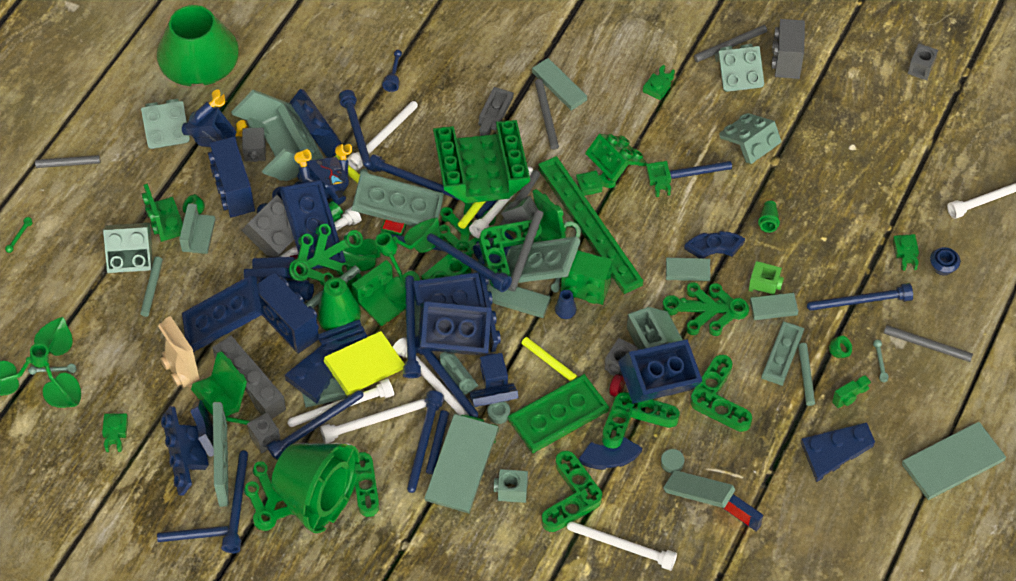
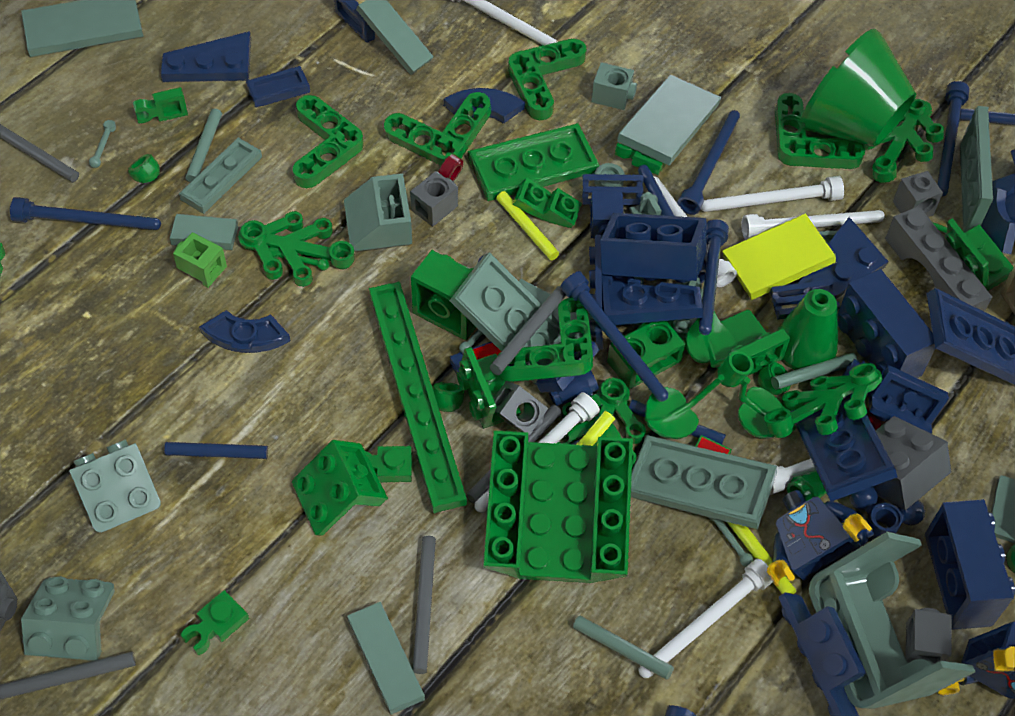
camera: 170 degrees left, 0 degrees up
(277, 447) = (819, 206): dark blue piece -> none
(348, 100) = (760, 696): dark blue piece -> none
(379, 165) = (722, 561): dark blue piece -> none
(428, 109) = (623, 647): none -> sand green bar
(437, 442) = (694, 158): dark blue bar -> none
(494, 110) = (510, 621): dark grey hinge -> none
(539, 377) = (551, 207): none -> green slope
(660, 176) = (284, 447): green plate -> none
(660, 371) = (395, 146): dark blue brick -> none
(672, 460) = (411, 84): sand green tile -> none
(688, 269) = (298, 303): sand green tile -> none
(769, 217) = (150, 347): green cone -> none
(774, 437) = (278, 86): none -> dark blue tile

